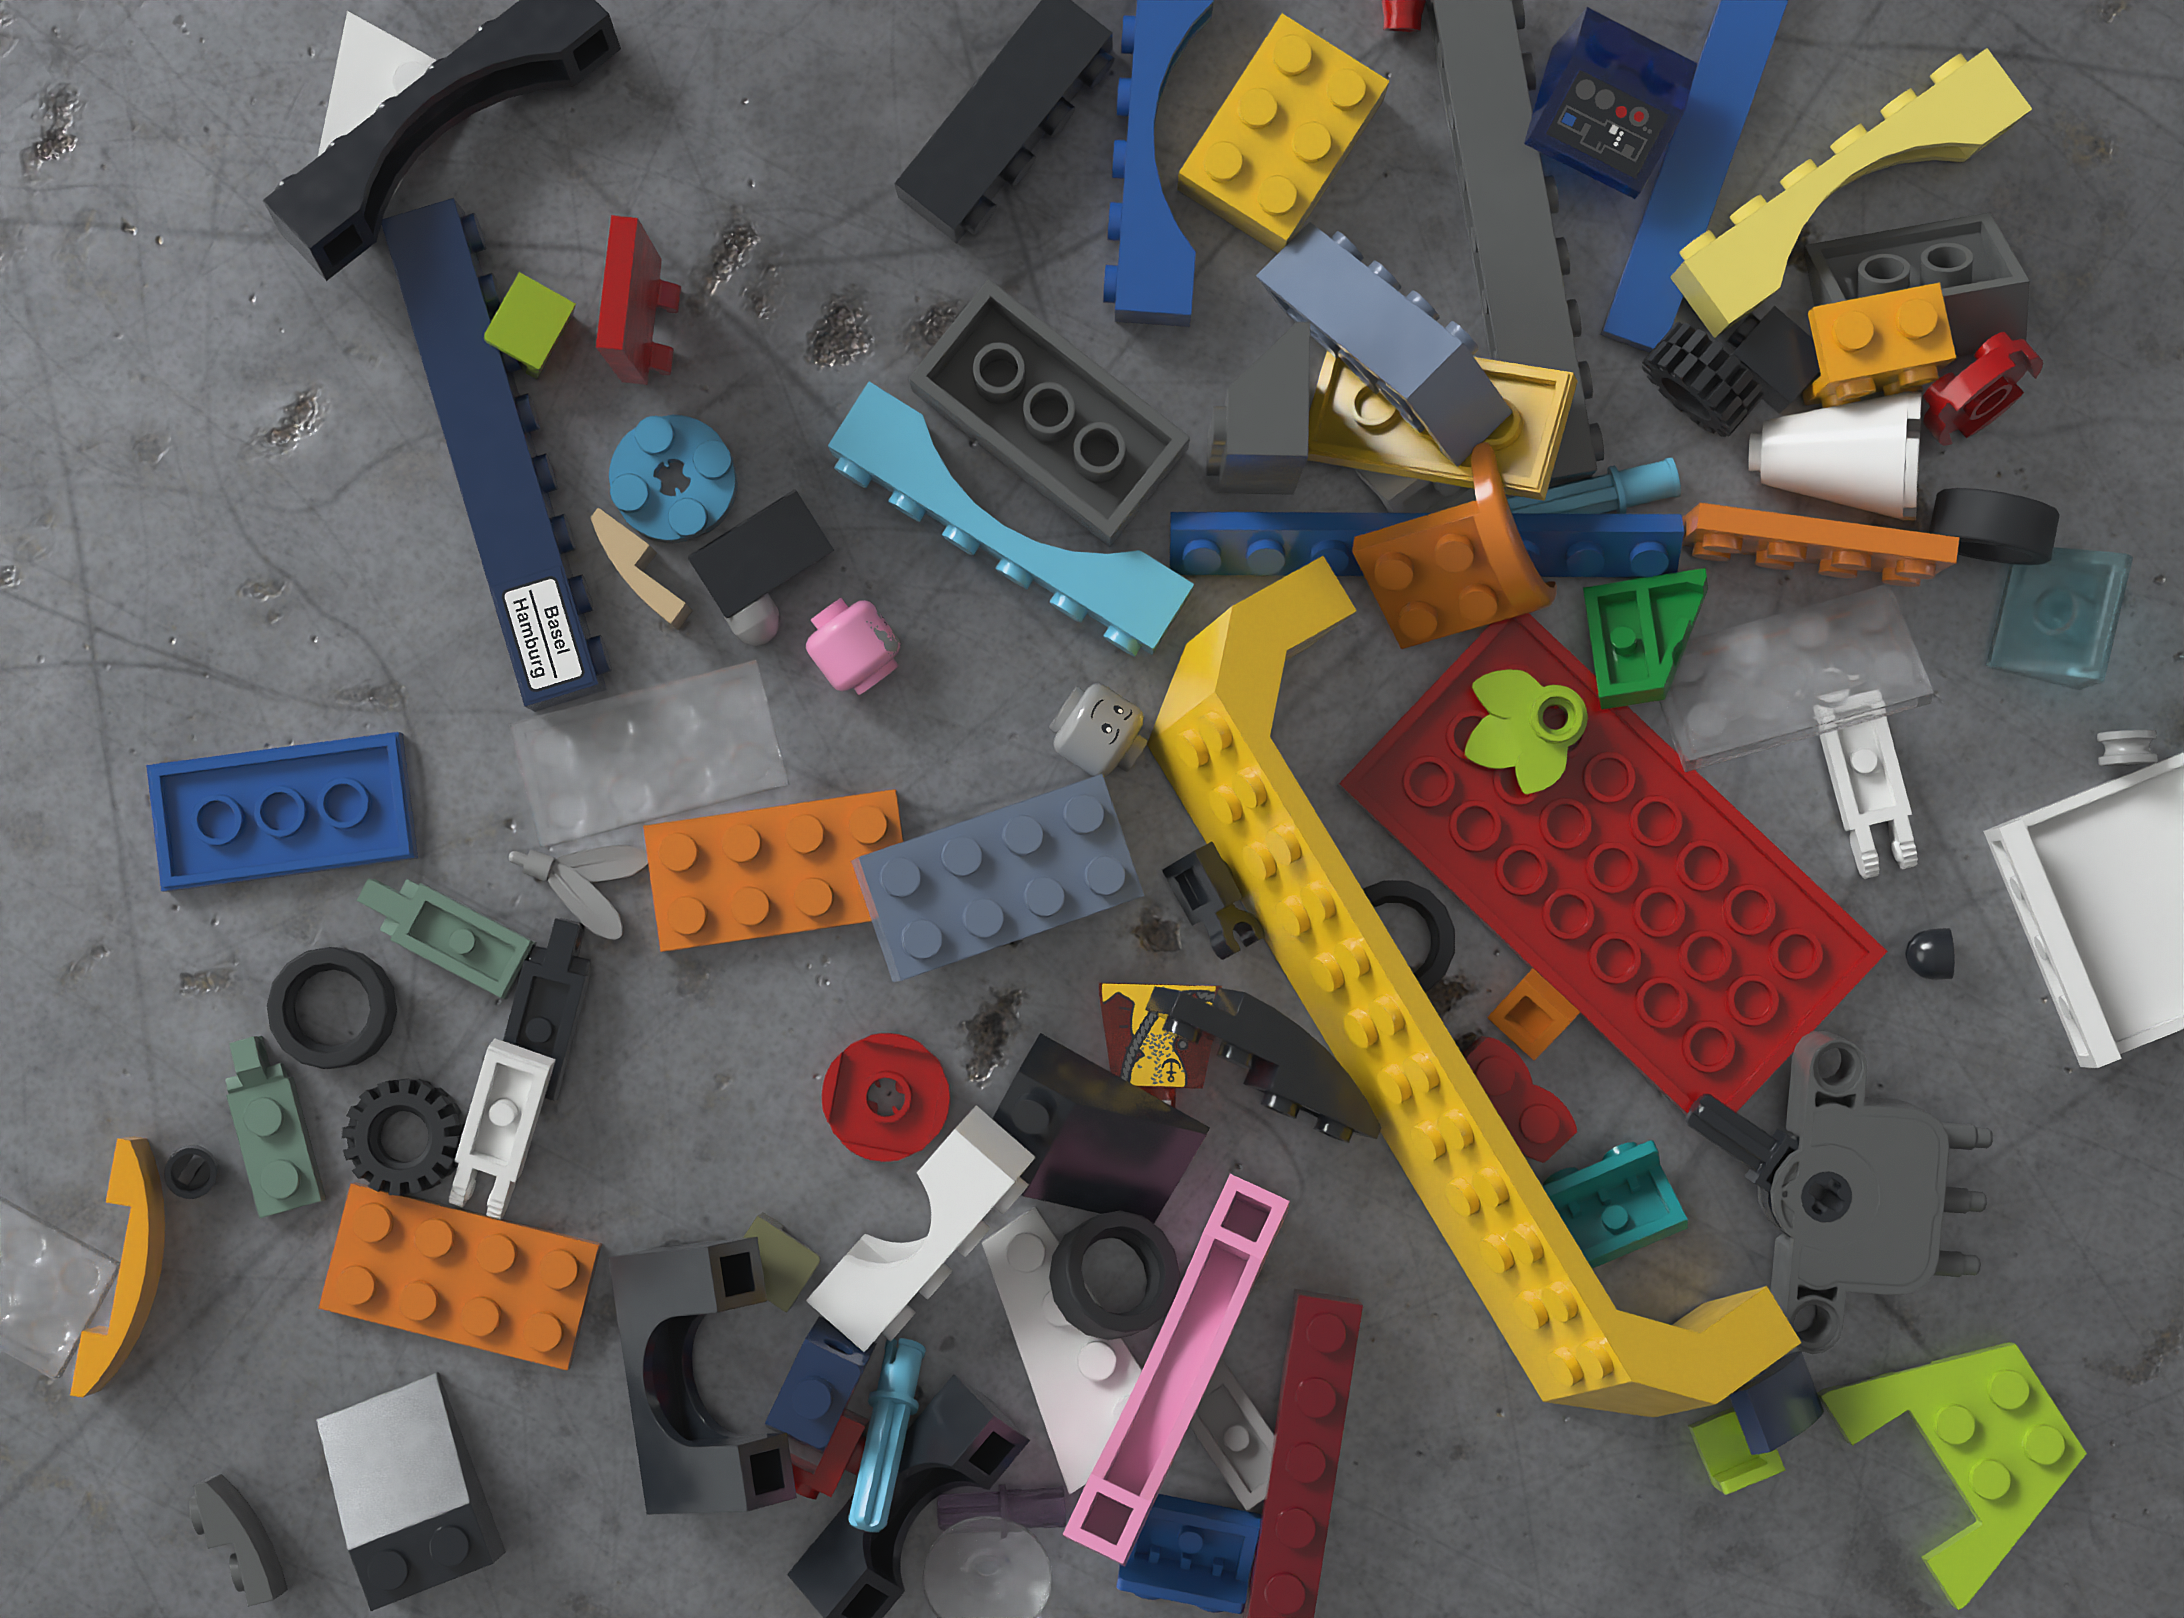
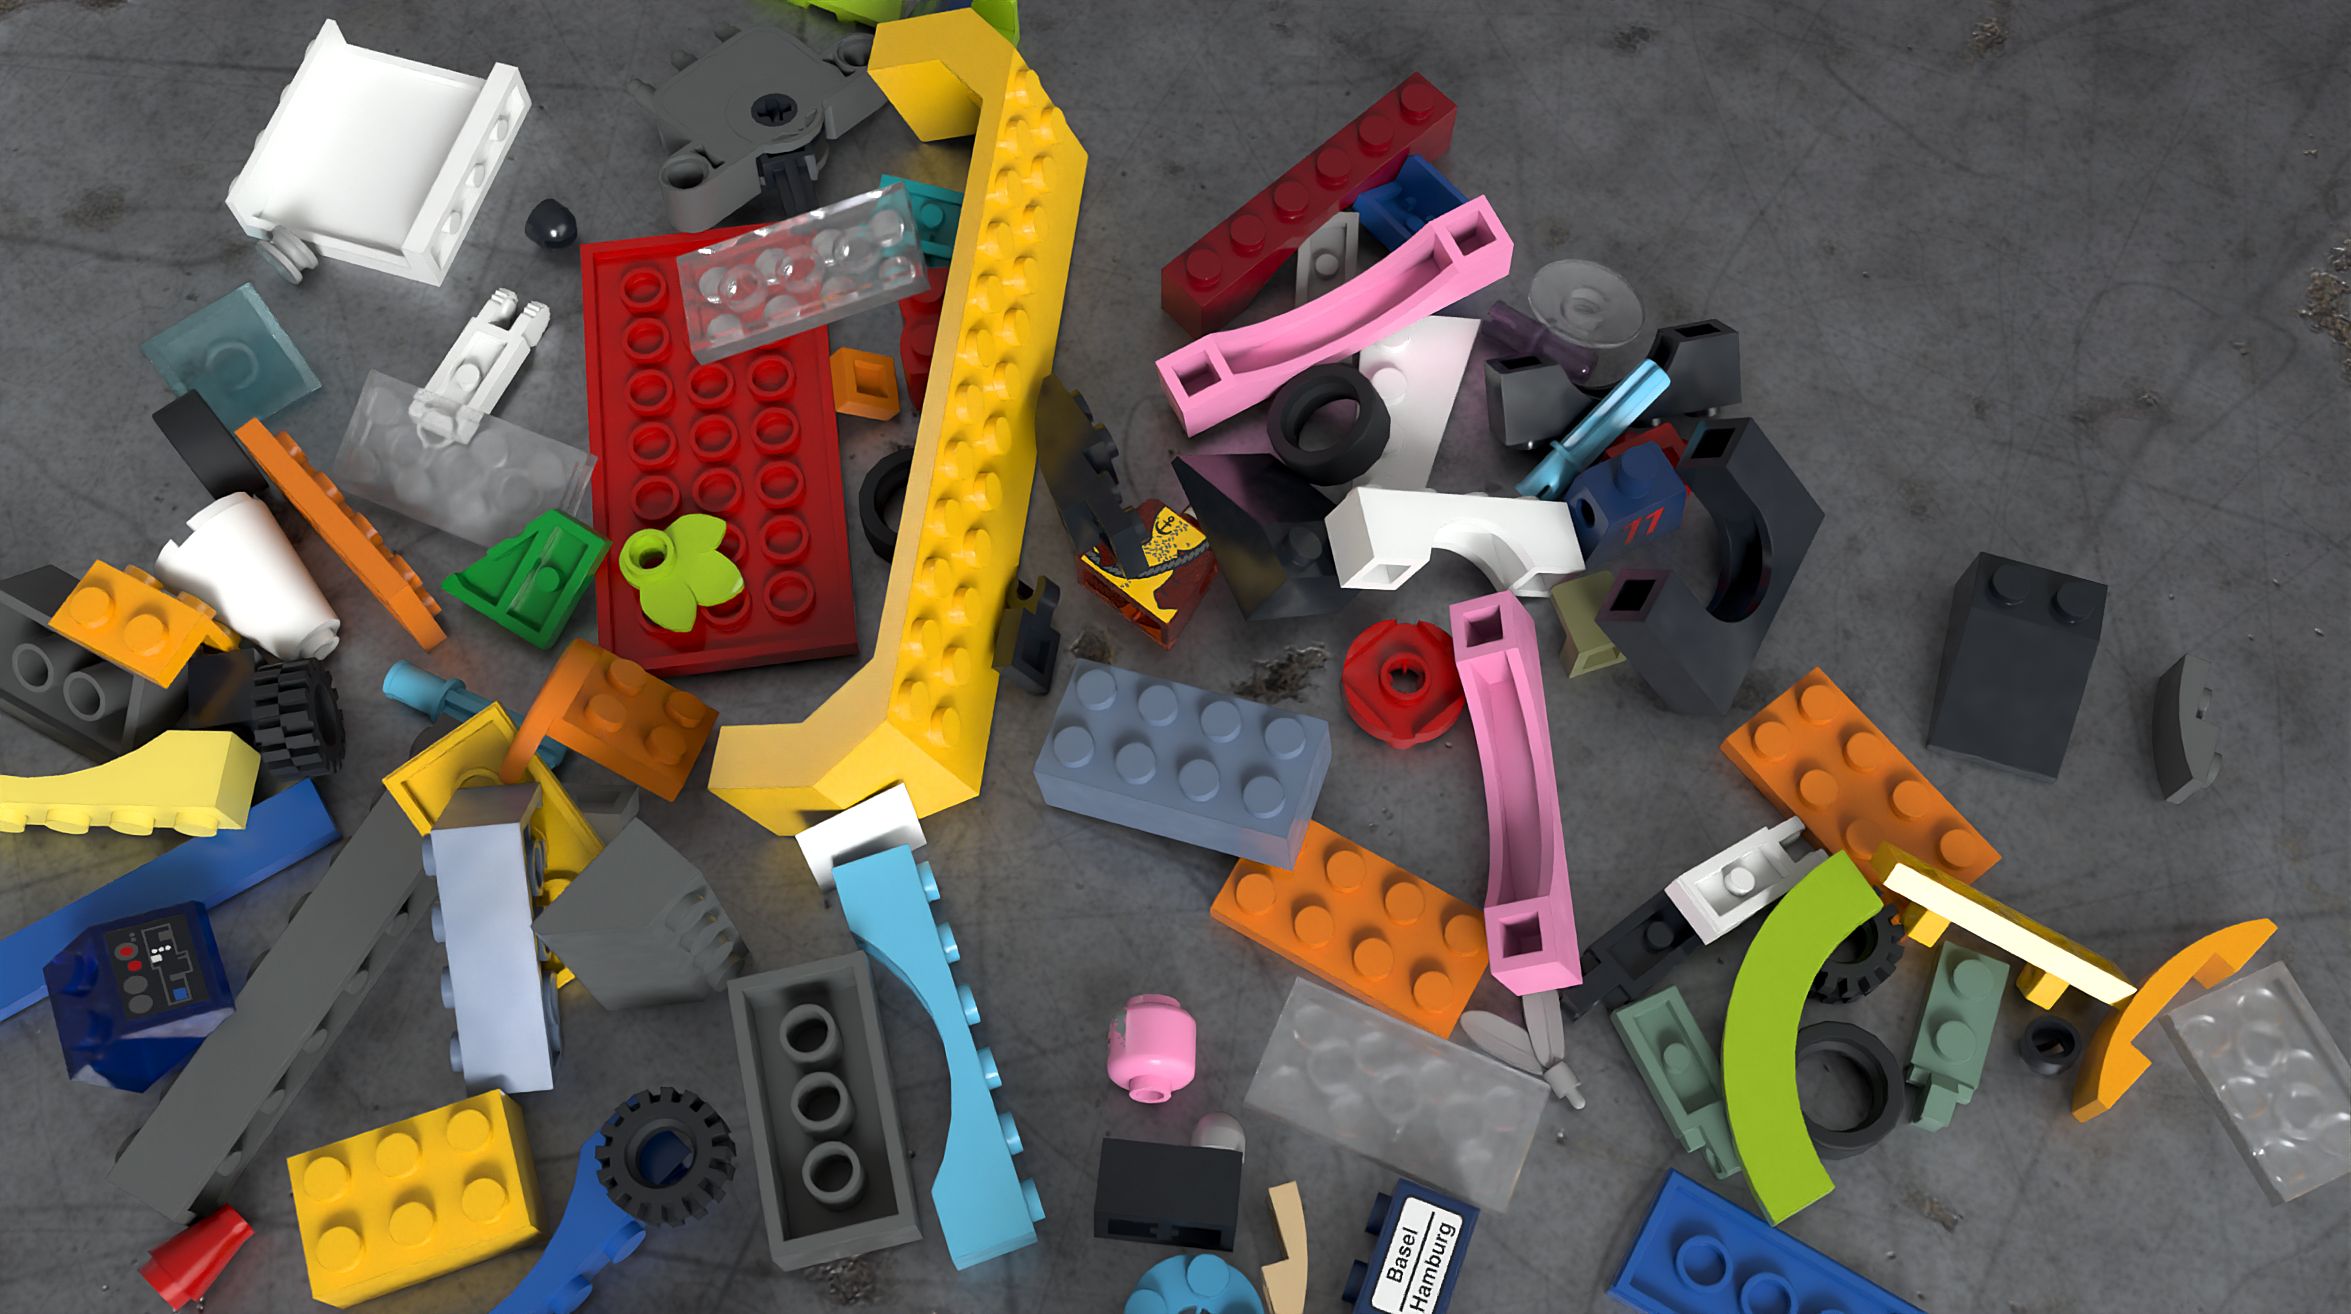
camera: 145 degrees left, 20 degrees down
(244, 1241) = (2051, 957): none -> yellow hinge
(413, 1013) = (1763, 1029): none -> lime tile
(793, 1137) = (1528, 882): none -> bright pink arch
(1098, 730) = (1007, 823): light grey head -> none
(1121, 247) = (631, 1132): none -> black tyre
(1192, 627) = (861, 832): none -> white sticker
(1289, 540) = (692, 823): blue plate -> none
(1654, 1055) = (802, 273): none -> clear plate
(1980, 390) = (117, 545): red plate -> none

